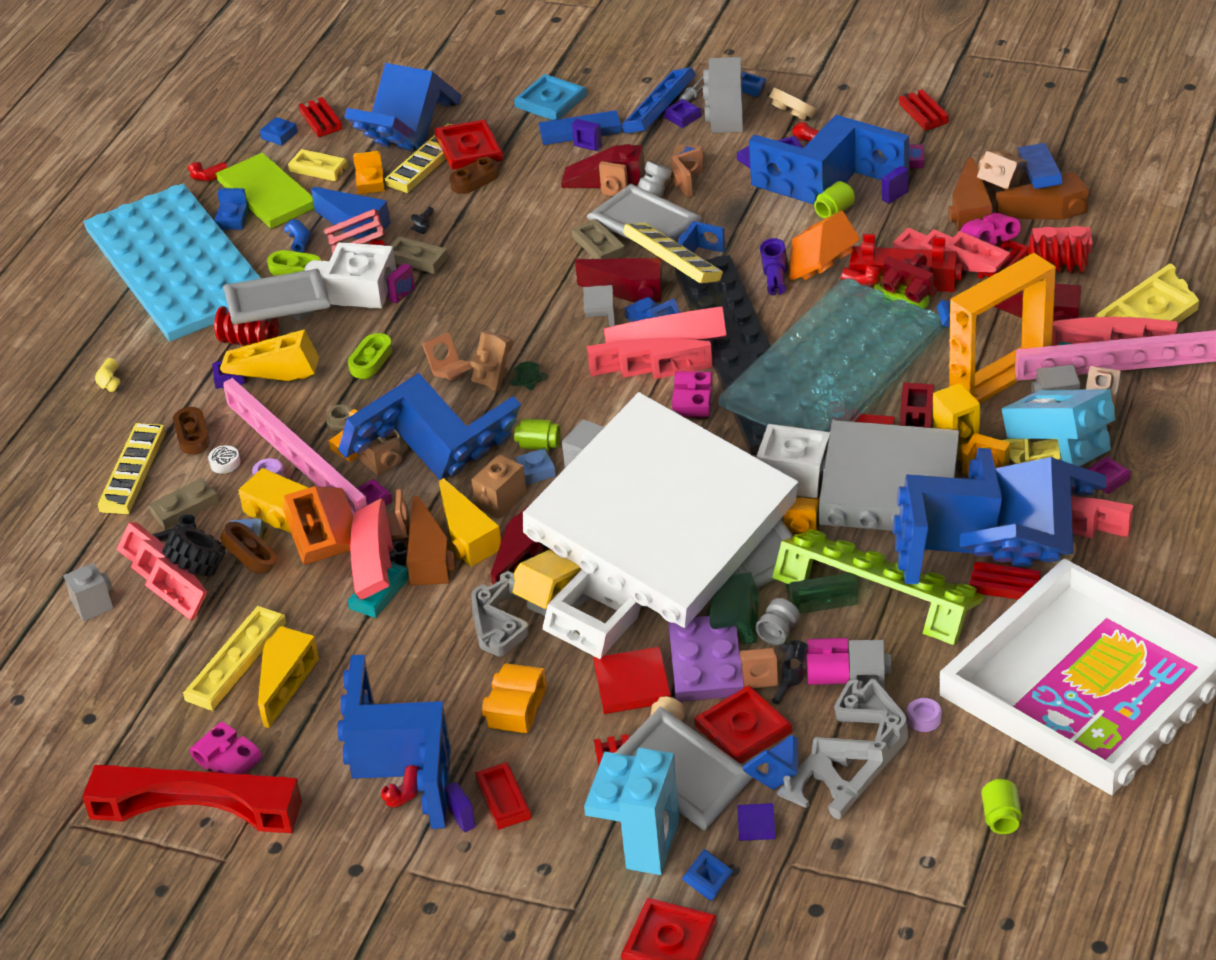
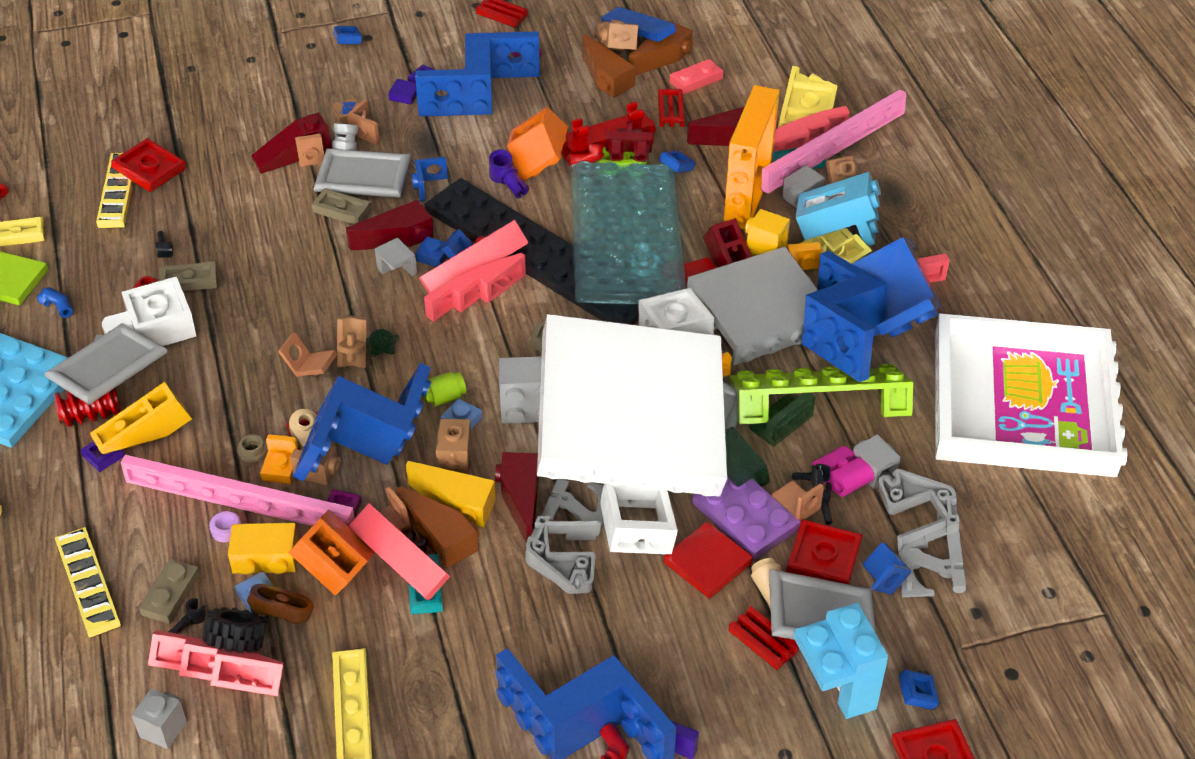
camera: 40 degrees left, 5 degrees up
(191, 430) = (123, 525): reddish brown plate -> none
(224, 459) = (172, 533): tile -> none
(285, 665) = (411, 698): yellow slope -> none
(288, 262) = (77, 329): lime plate -> none
(333, 241) = (136, 263): tile -> none
(341, 206) = (94, 263): blue slope -> none
(369, 172) = (76, 222): light orange bracket -> none
(370, 355) = (228, 382): lime plate -> none
(400, 283) = (198, 307): magenta tile -> none
(403, 107) = (69, 151): blue bracket -> none
(474, 175) = (175, 190): reddish brown plate -> none
(502, 795) = (697, 710): red tile -> none
(514, 698) = (636, 621): light orange brick -> none
(543, 577) = (583, 506): yellow brick -> none
(550, 97) = (181, 101): dark azure tile -> none
(561, 129) = (232, 117): blue tile -> none
(587, 134) = (249, 121): dark purple tile -> none
(658, 100) = (282, 73): blue tile -> none
(673, 252) = (423, 192): light yellow tile -> none
(682, 113) = (310, 77): dark purple tile -> none
(691, 93) = (302, 58): light grey piece -> none
(692, 394) = (537, 301): dark pink piece -> none
(723, 95) = (344, 48): light grey brick -> none
(756, 822) = (909, 626): dark purple tile -> none
(776, 623) = (778, 457): light grey wheel -> none
(783, 100) = (407, 40): tan plate -> none
(804, 132) = (431, 59): red arm -> none
(834, 199) = (504, 104): lime brick -> none
(894, 184) = (538, 76): dark purple tile -> none
(923, 714) = (944, 474): lavender tile -> none
(971, 251) = (655, 107): coral slope -> none
(993, 228) = (644, 86): dark pink piece -> none
(1001, 806) = (1066, 522): lime brick -> none
(1003, 580) = (899, 346): red tile -> none
(1061, 254) = (709, 86): red piece -> none
(1115, 473) = (889, 235): magenta tile -> none

